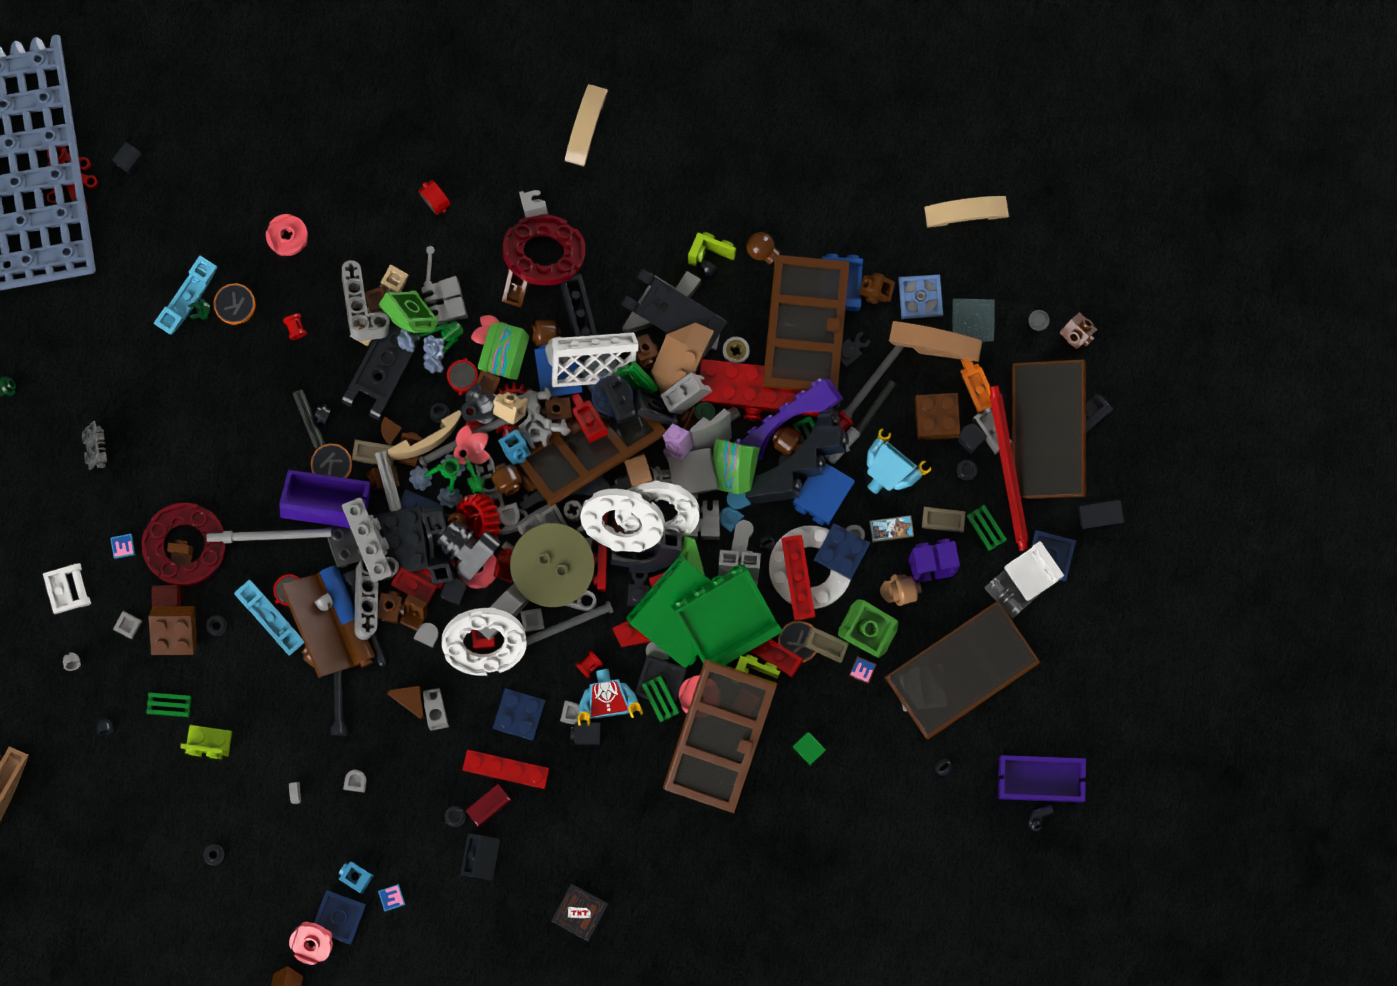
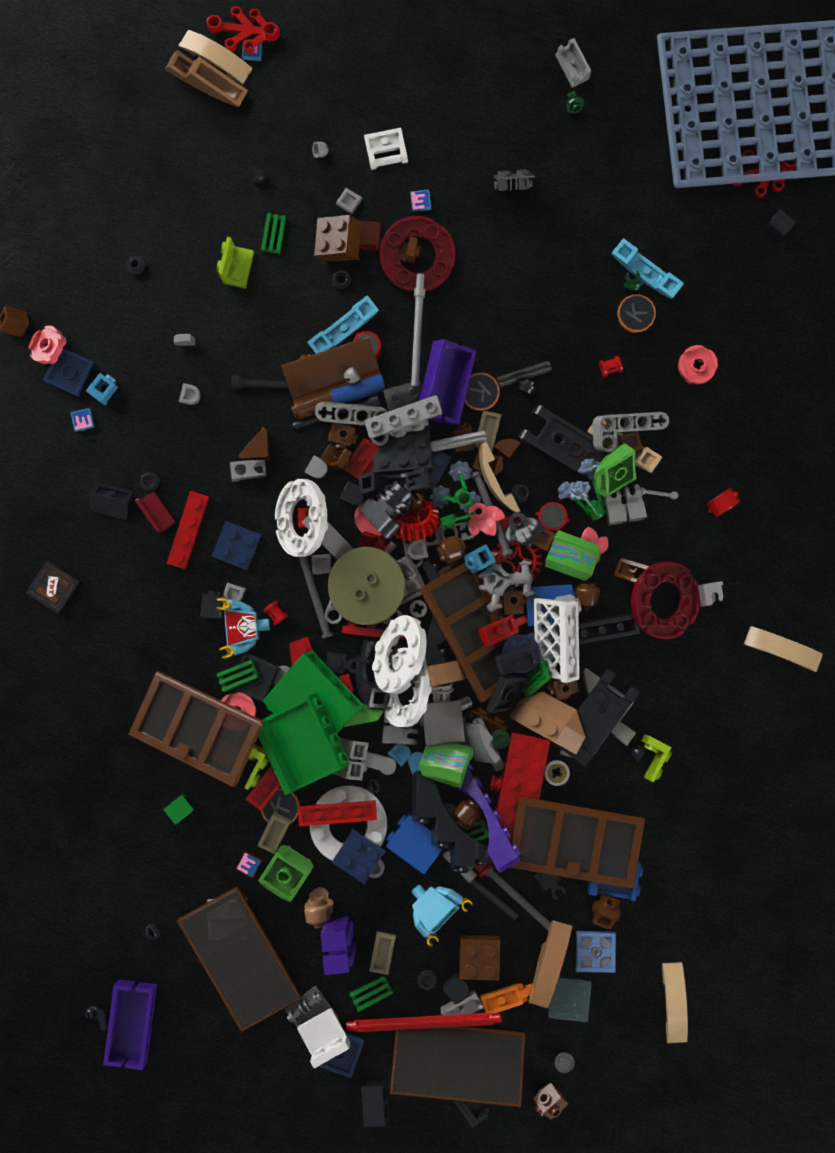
camera: 90 degrees right, 5 degrees up
(510, 407) = (517, 557): tan brick -> none
(677, 442) = (471, 711): lavender brick -> none
(685, 393) = (517, 722): light grey hinge -> none
(762, 247) = (653, 805): reddish brown piece -> none
(891, 528) = (378, 903): tile -> none

